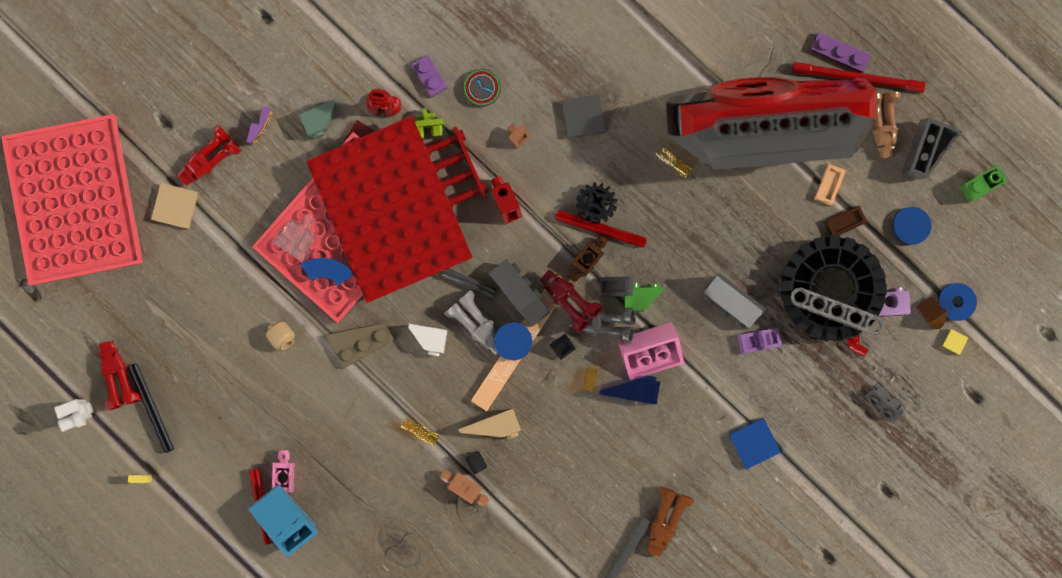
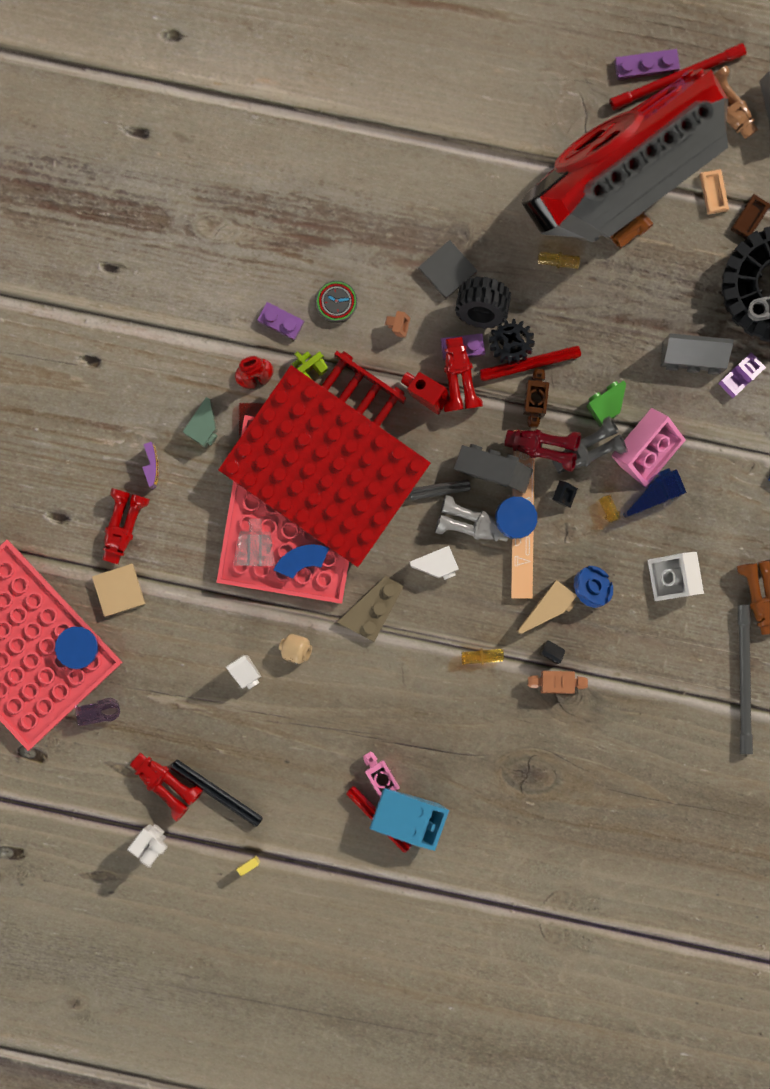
camera: 30 degrees left, 0 degrees up
(95, 288) = (92, 713): none -> clear purple piece
(114, 230) = (76, 647): none -> blue tile
(229, 329) = (244, 672): none -> white slope
(538, 431) = (593, 586): none -> blue tile
(543, 194) = (458, 363): none -> red piece
(557, 183) = (473, 342): none -> medium lavender plate
(591, 159) = (483, 302): none -> black tyre
(608, 464) = (675, 576): none -> white slope
(616, 286) = (579, 407): dark grey tile -> none
(744, 174) = (634, 228): none -> dark orange piece

